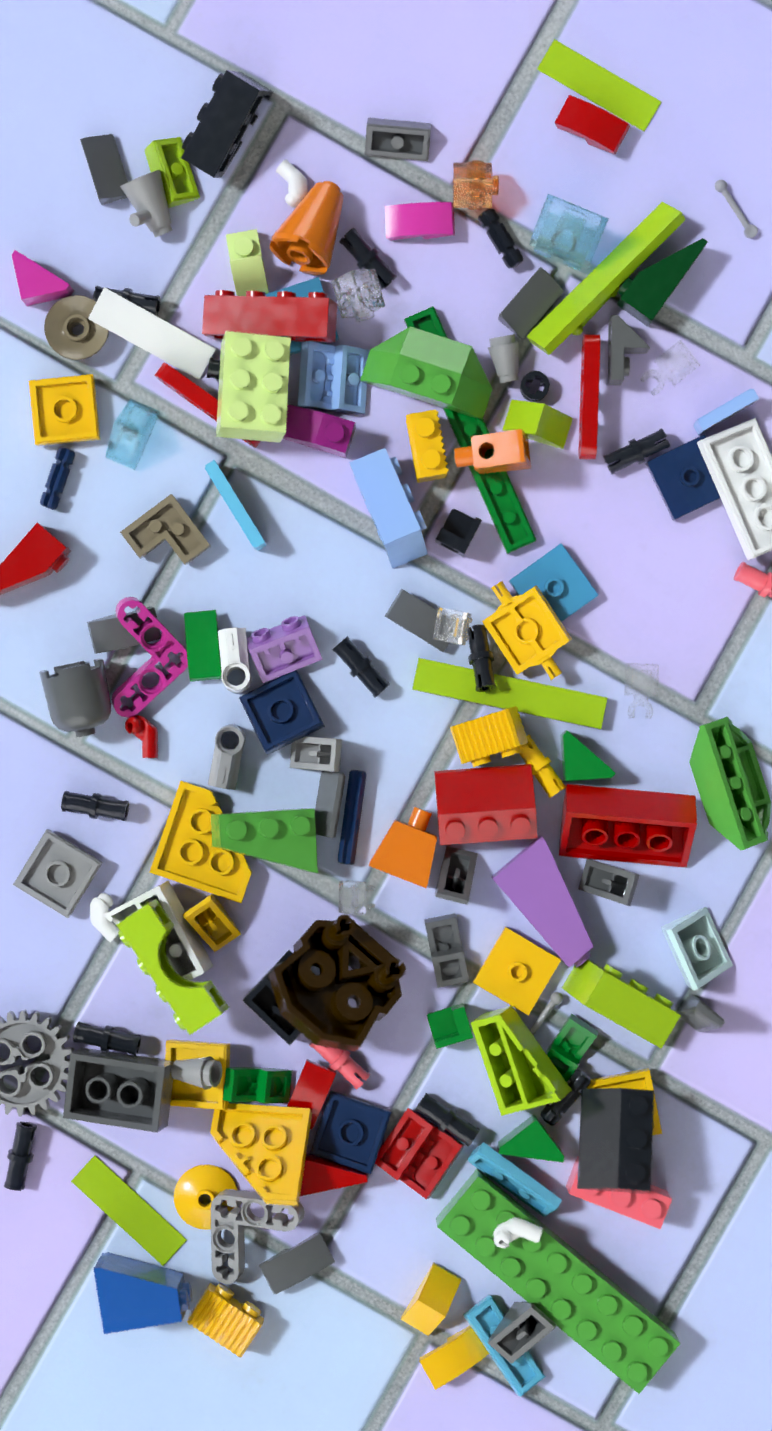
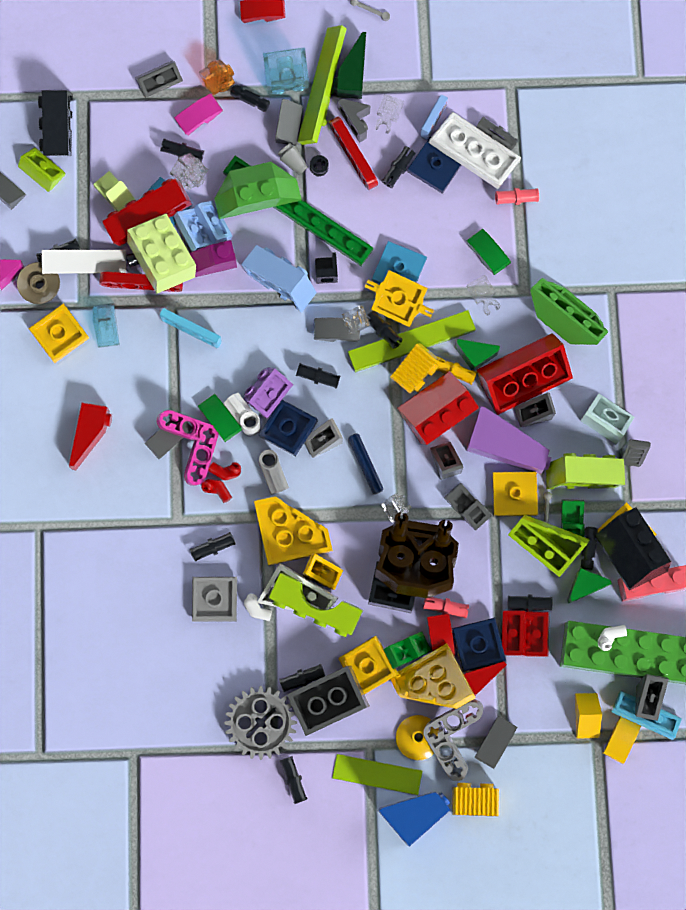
camera: 40 degrees left, 10 degrees down
(57, 478) = (77, 374): dark blue axle -> none
(77, 696) = (164, 487): dark grey cylinder -> none
(150, 202) = (38, 189): light grey piece -> none
(168, 523) = (157, 361): dark tan plate -> none
(169, 721) = (227, 472): none -> red arm
(200, 1072) = (368, 660): light grey cone -> none
(269, 835) = (325, 499): bright green wedge -> none
(296, 183) = (117, 134): white arm -> none
(310, 230) = (140, 153): orange cone -> none
(329, 803) = (347, 464): dark grey slope -> none
(407, 849) = (409, 462): orange torso -> none
(427, 446) = (279, 231): yellow brick -> none
(449, 1026) = (496, 547): green panel -> none
(509, 447) = (324, 202): torso -> none
(514, 1180) = (590, 613): medium azure tile -> none
(538, 422) = (333, 184): lime slope -> none
(682, 636) = (489, 251): none -> green slope

